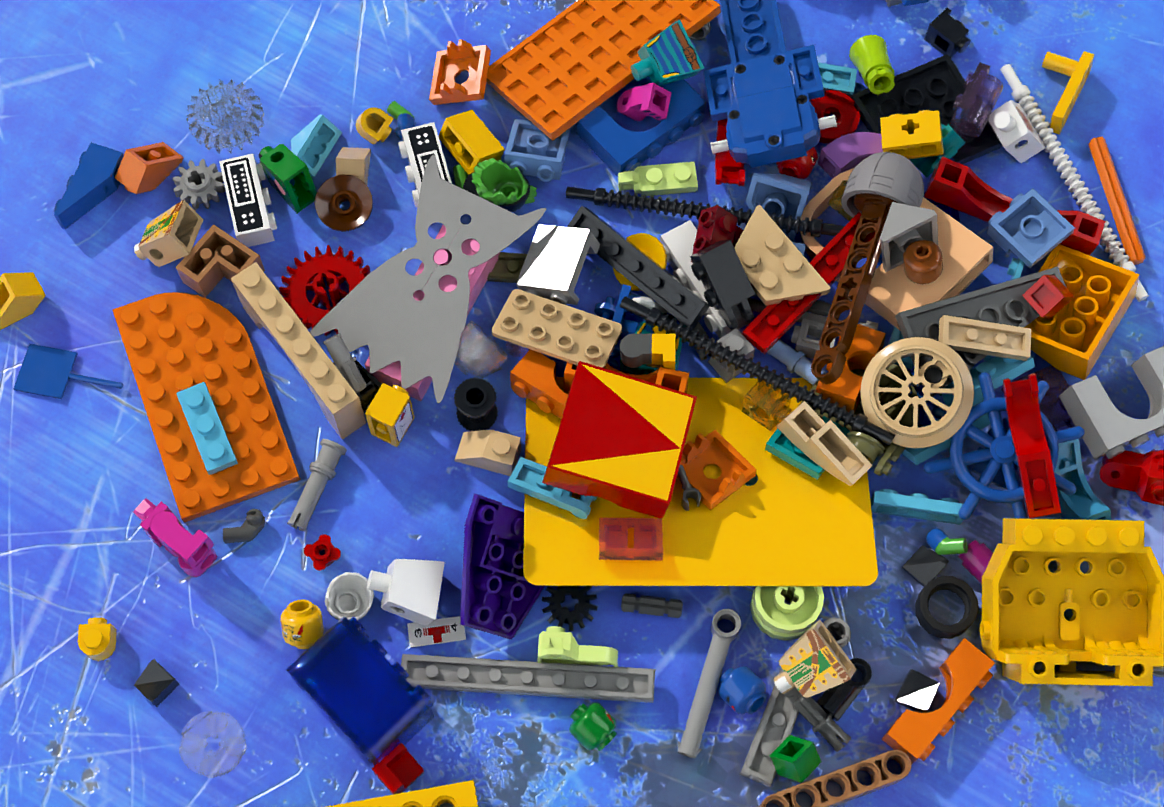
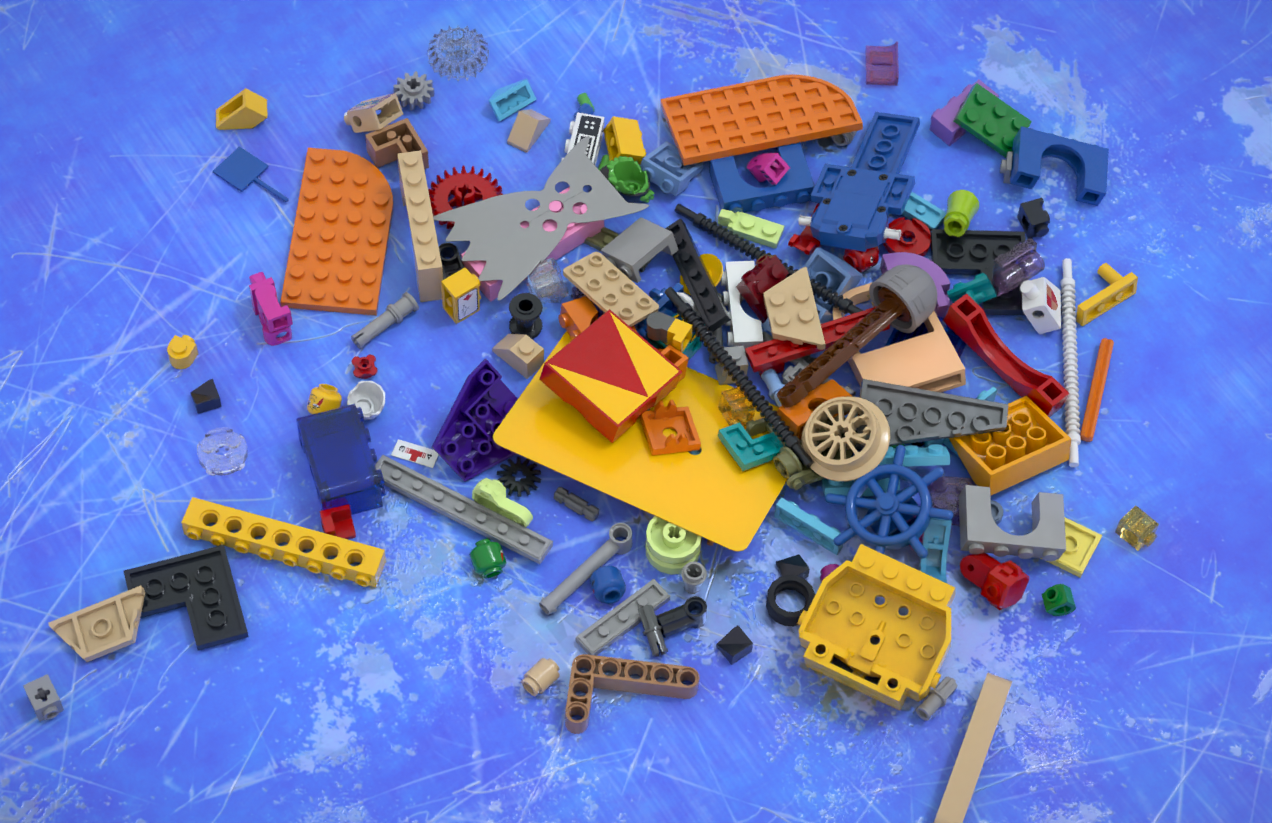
camera: 25 degrees right, 10 degrees down
(90, 184) = (340, 58): blue slope -> none
(147, 167) = (383, 63): orange slope -> none
(207, 428) = (329, 250): medium azure plate -> none
(248, 200) = (442, 115): white brick -> none
(248, 531) = (322, 330): dark grey arm -> none
(282, 166) = (479, 101): green torso -> none
(342, 189) = (509, 136): reddish brown dish -> none
(345, 362) = (446, 244): light grey axle -> none
(374, 125) = (561, 102): yellow plate -> none
(410, 588) = (410, 412): white torso -> none
(450, 64) = (640, 85): orange piece -> none
(528, 479) = (530, 378): medium azure plate -> none
(614, 539) = (571, 438): clear pink piece -> none
(668, 57) = (799, 141): torso -> none
(689, 492) = (642, 436): dark grey hand -> none
(723, 280) = (749, 307): black hinge -> none
(795, 758) = (618, 643): green plate -> none
(814, 663) = (665, 582): torso -> none
(824, 444) = (758, 444): tan slope -> none
(902, 227) = (900, 330): light grey slope -> none
(923, 261) = (903, 354): dark orange head -> none
(927, 136) = (953, 270): yellow brick -> none
(944, 545) = (813, 557): bright green arm -> none
(962, 672) = (719, 668): orange arch -> none
(985, 337) = (918, 423): tan plate -> none
(1029, 228) = (1005, 371): medium blue plate -> none
(1031, 447) = (905, 504): red piece -> none
(1048, 296) = (986, 419): red panel -> none

